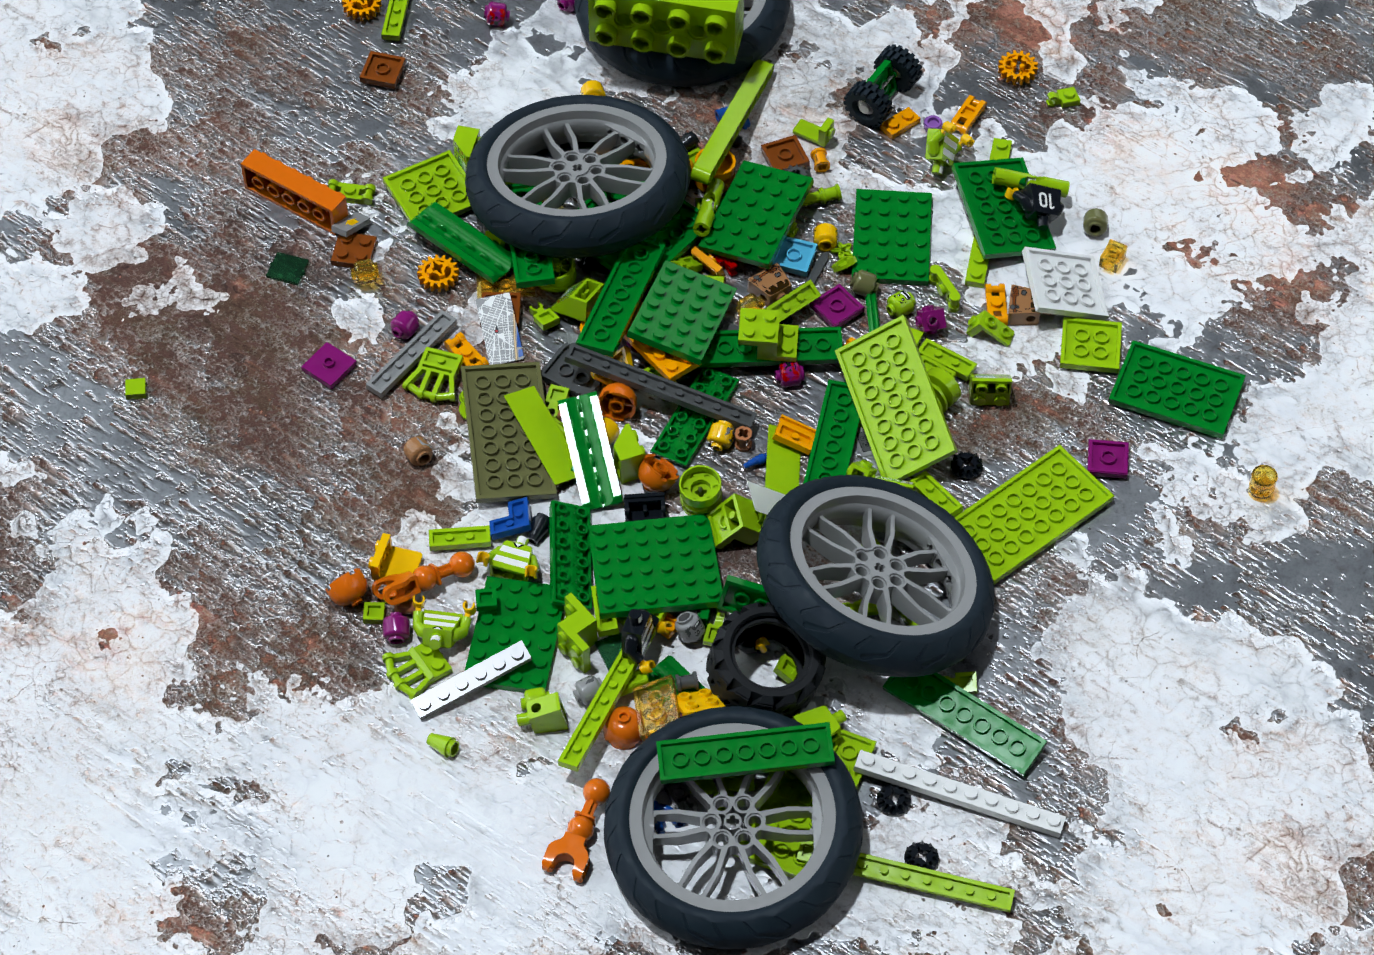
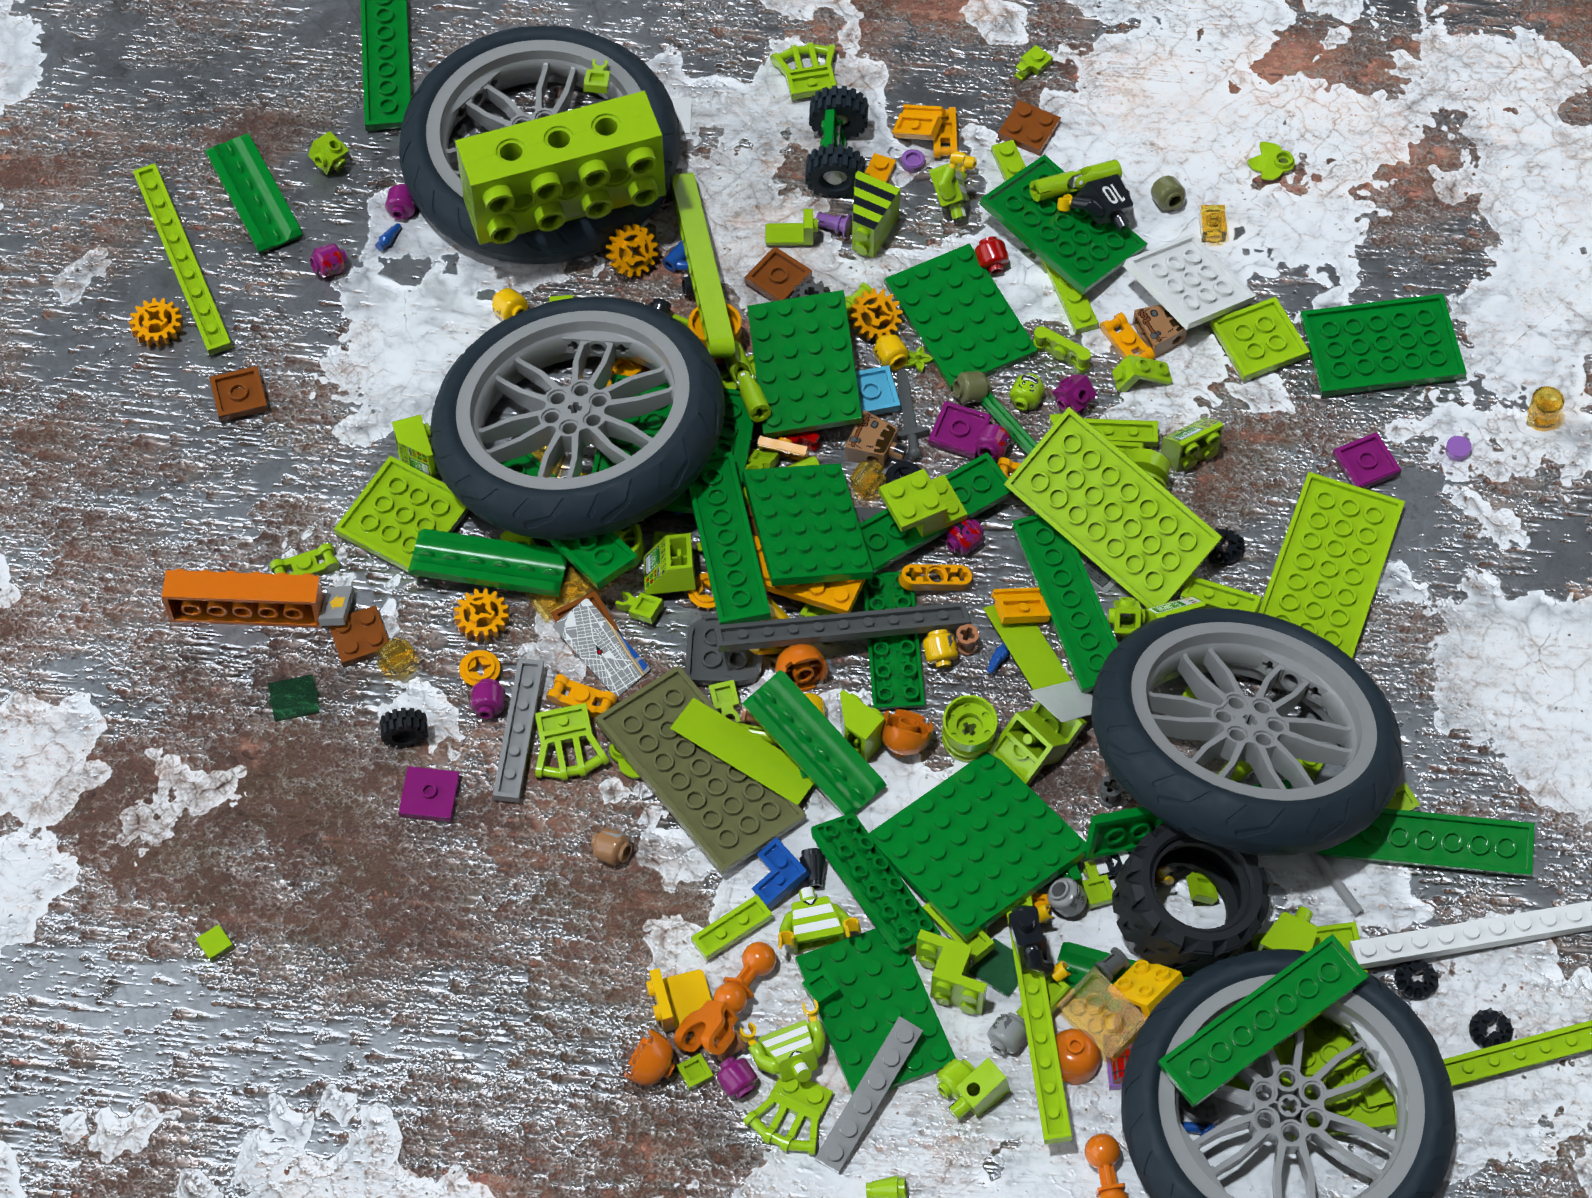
camera: 30 degrees left, 5 degrees up
(338, 316) = (404, 728): none -> black tyre
(410, 300) = (487, 661): none -> light orange gear
(544, 18) = (387, 237): none -> blue piece
(644, 506) = (914, 779): black hinge -> none
(703, 88) = (639, 242): none -> light orange gear
(765, 391) = (924, 583): none -> light orange beam
(795, 26) = (683, 110): none -> white sticker
(795, 300) = (914, 447): lime plate -> none
(820, 160) = (821, 262): light orange bush -> none
(830, 202) = (865, 313): none -> light orange gear
(844, 263) = (932, 373): lime tile -> none
(851, 141) = (836, 223): none -> medium lavender pin
(852, 324) = (993, 440): none -> magenta head
(874, 142) = (874, 213): none -> lime slope
(884, 719) = (1337, 883): none -> light grey piece
(903, 39) = (806, 81): none -> lime plate
(941, 206) = (992, 254): none -> red head
(952, 99) = (918, 122): none -> light orange plate
(1008, 65) = (951, 53): light orange gear -> none
(1030, 138) = (1029, 127): none -> dark orange plate
(1182, 481) = (1458, 448): none -> medium lavender tile
(1189, 236) = (1271, 161): none -> lime plate

